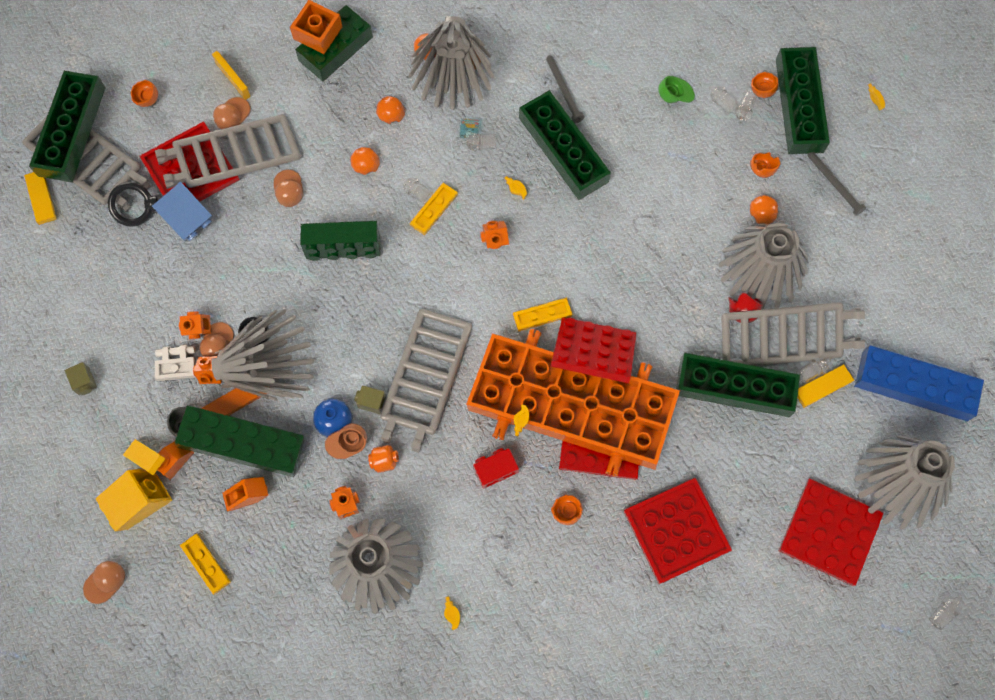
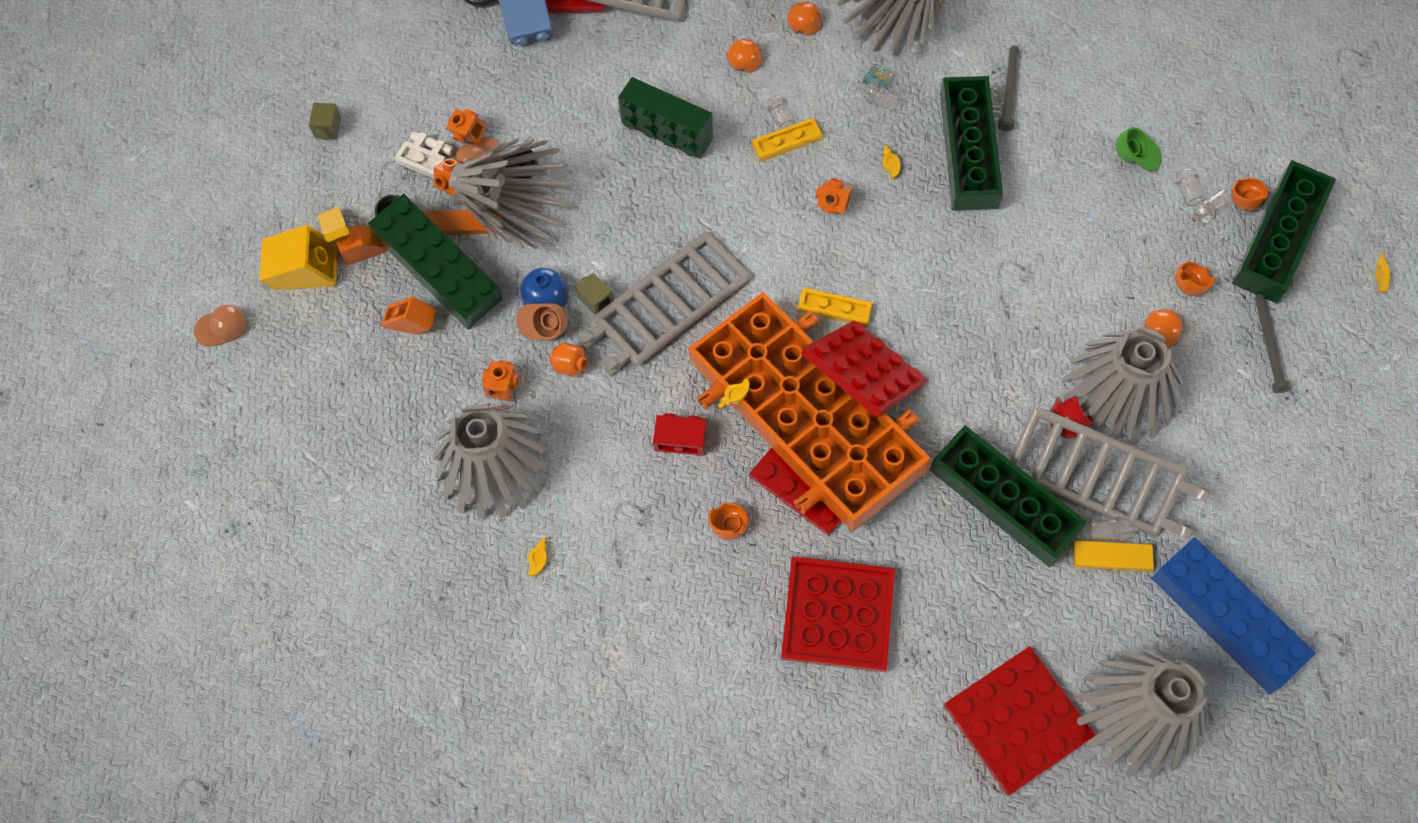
camera: 35 degrees right, 5 degrees down
(205, 564) = (326, 364): yellow tile -> none
(288, 188) = (648, 44): nougat cap -> none

